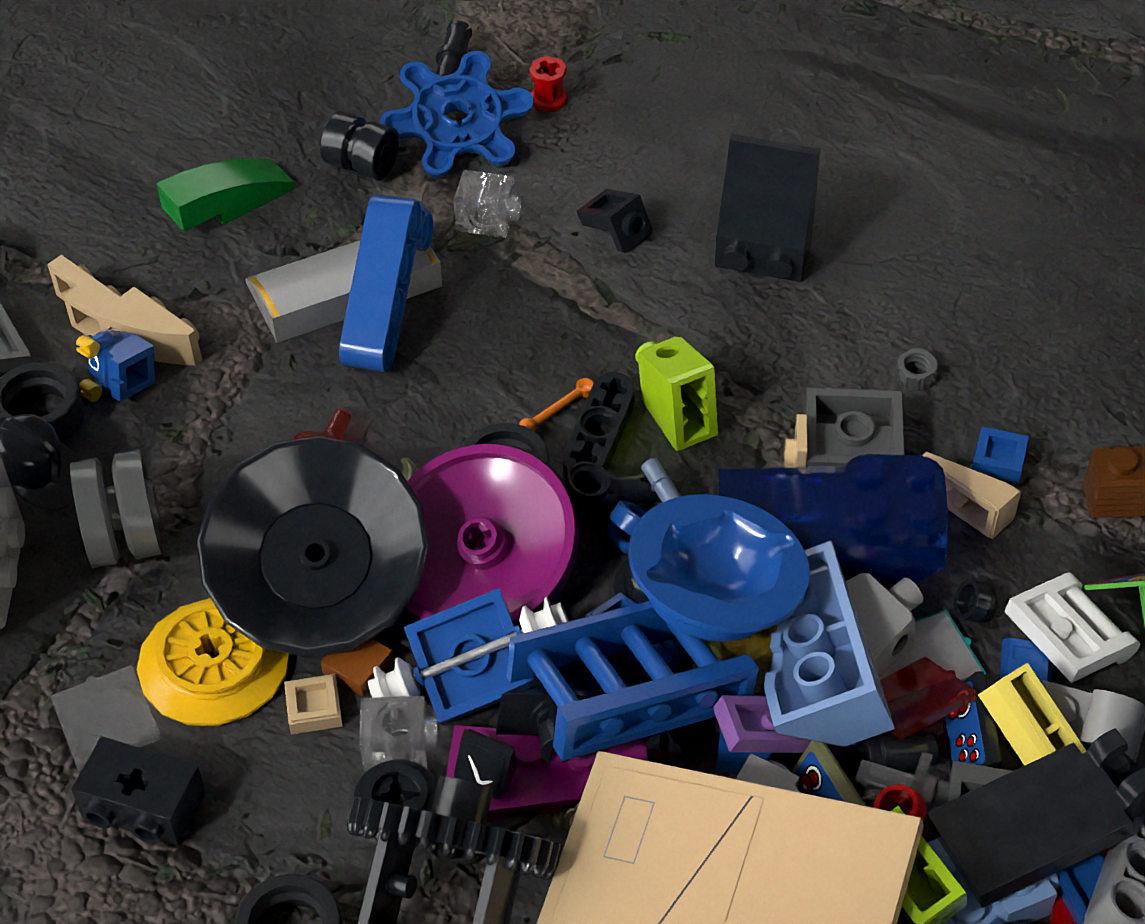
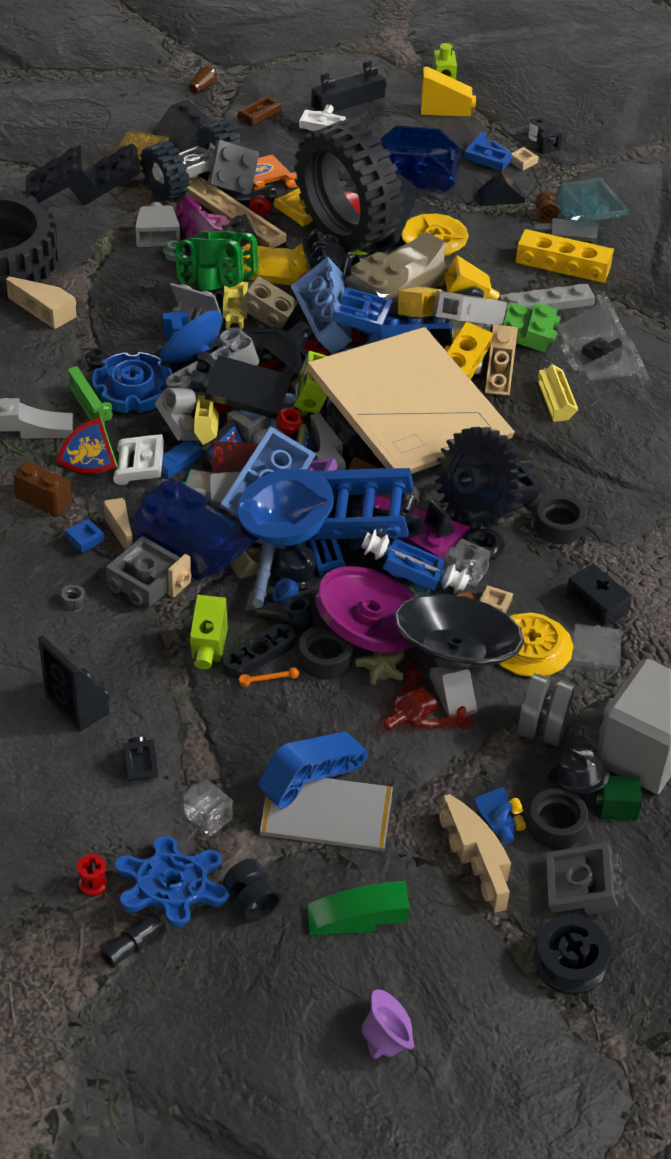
camera: 150 degrees left, 5 degrees down
(115, 101) = (387, 1026): none -> medium lavender piece

